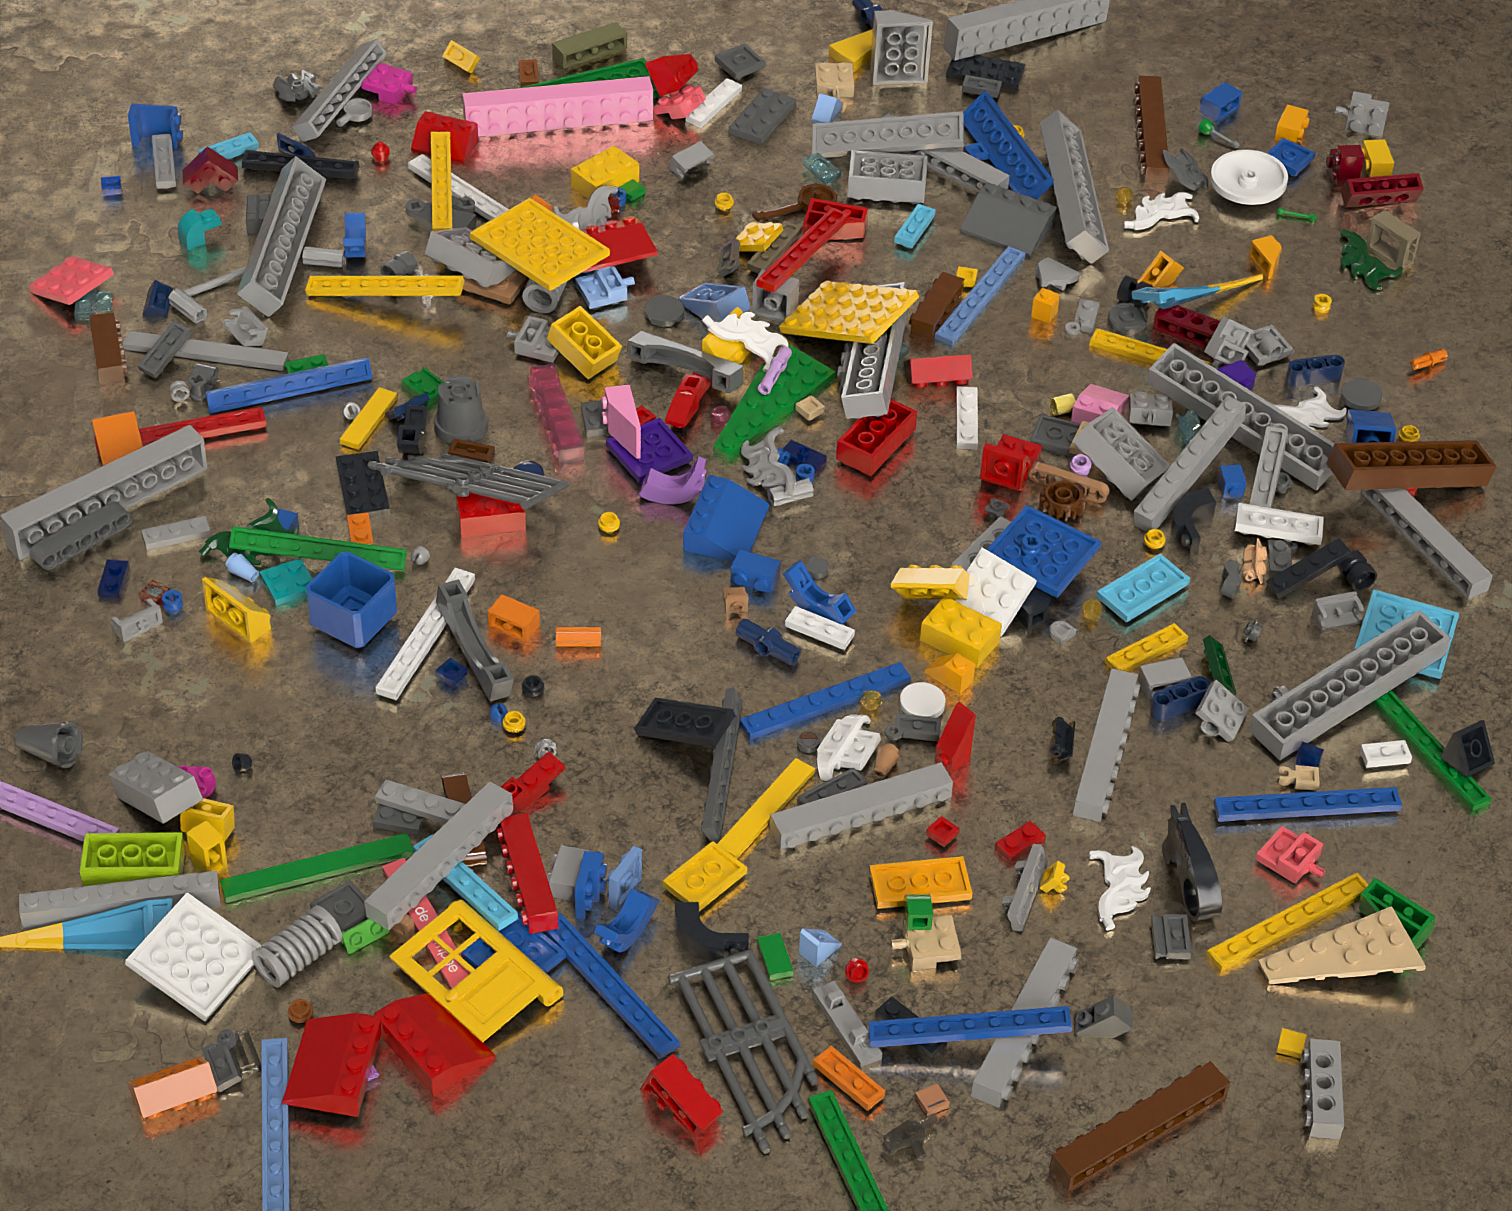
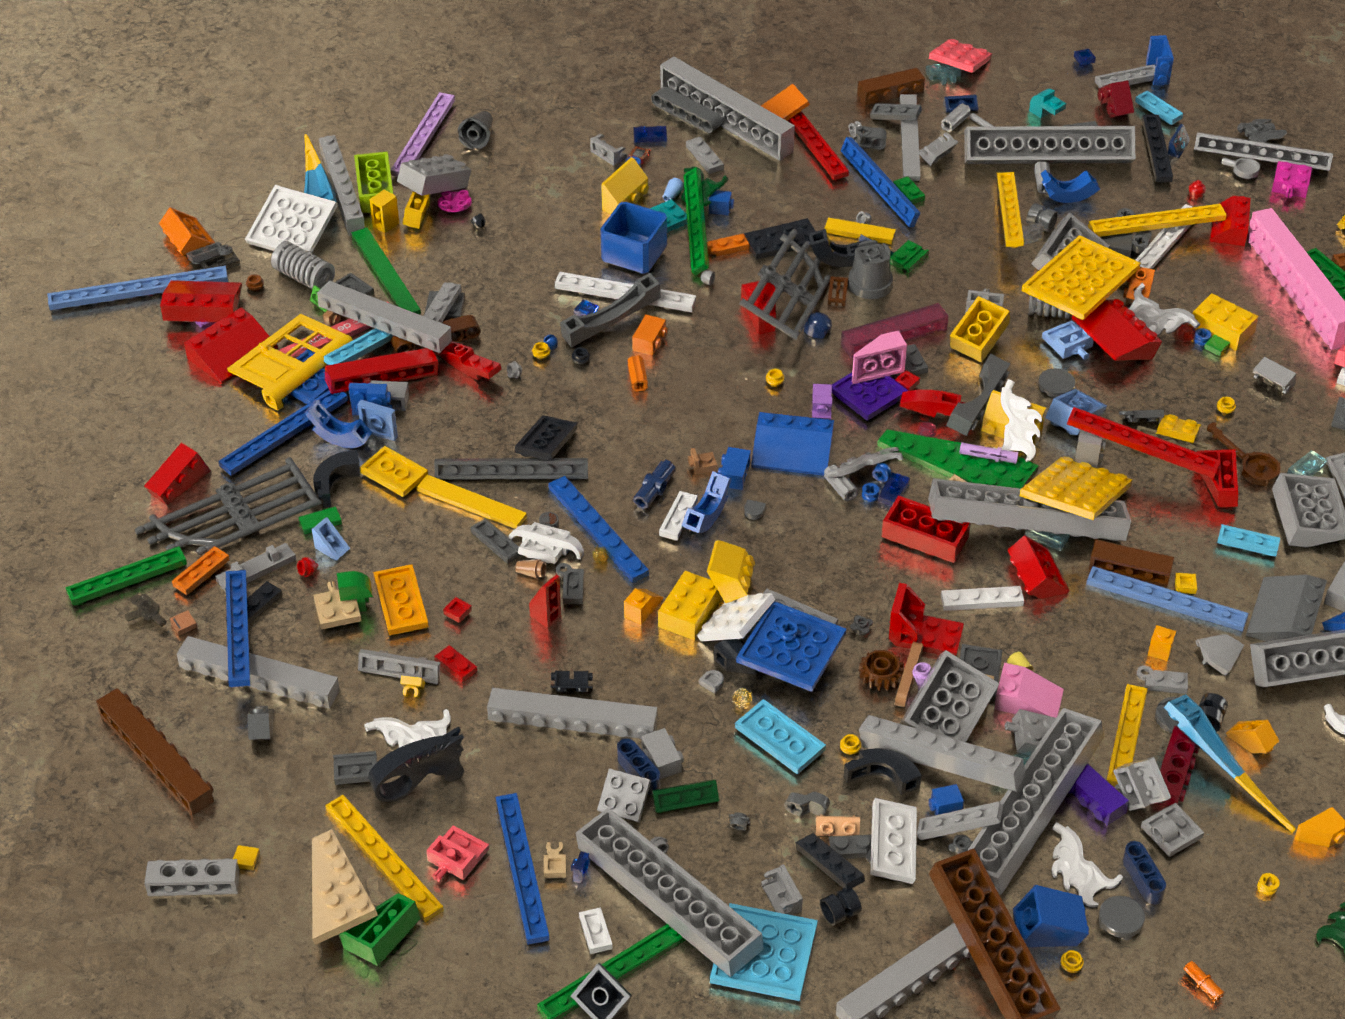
camera: 85 degrees right, 0 degrees up
(860, 806) = (478, 557): light grey brick -> none
(922, 700) = (604, 588): white tile -> none
(1147, 649) = (703, 744): yellow tile -> none

